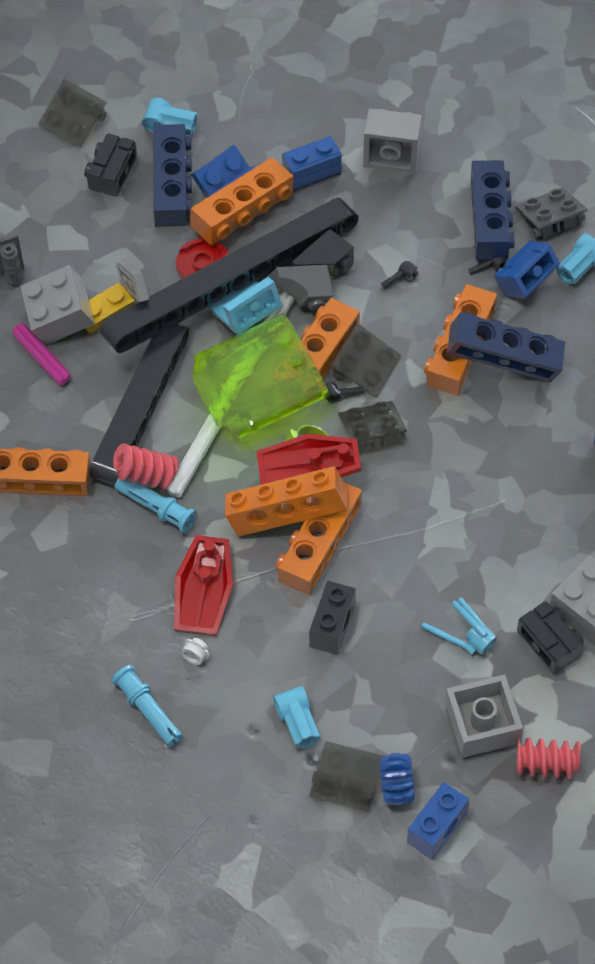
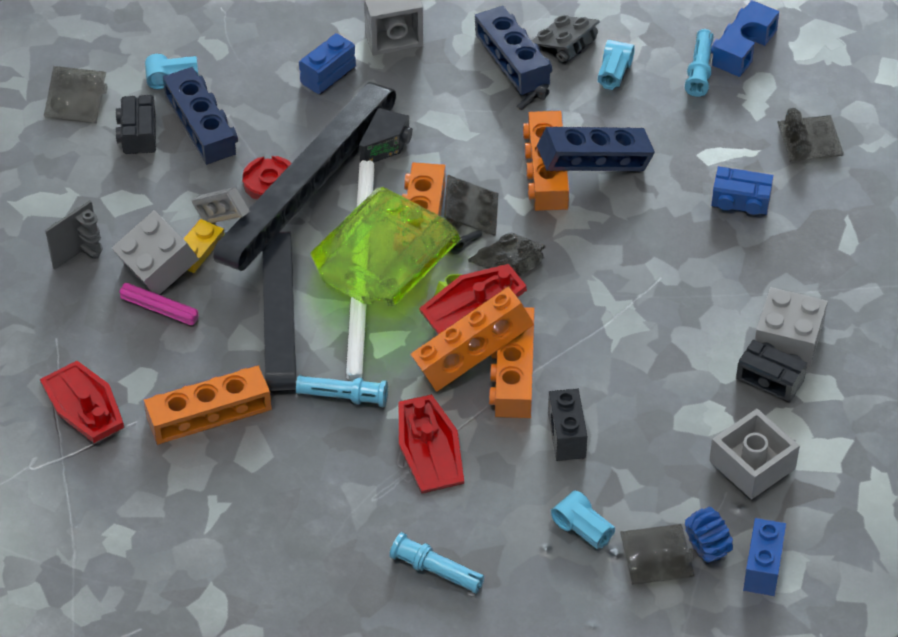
camera: 25 degrees left, 10 degrees down
(144, 466) = (319, 358): coral piece -> none
(195, 651) = (454, 501): white plate -> none
(221, 171) = (250, 98): blue bracket -> none
(241, 201) = (280, 114): orange brick -> none
(248, 305) = (338, 194): medium azure bracket -> none
(306, 284) = (381, 159): dark grey arch -> none
(406, 269) = (464, 122): black hand -> none
(479, 636) = (708, 393): medium azure plant -> none
(526, 269) = (573, 85): blue brick -> none
(548, 758) = (830, 466): coral piece -> none

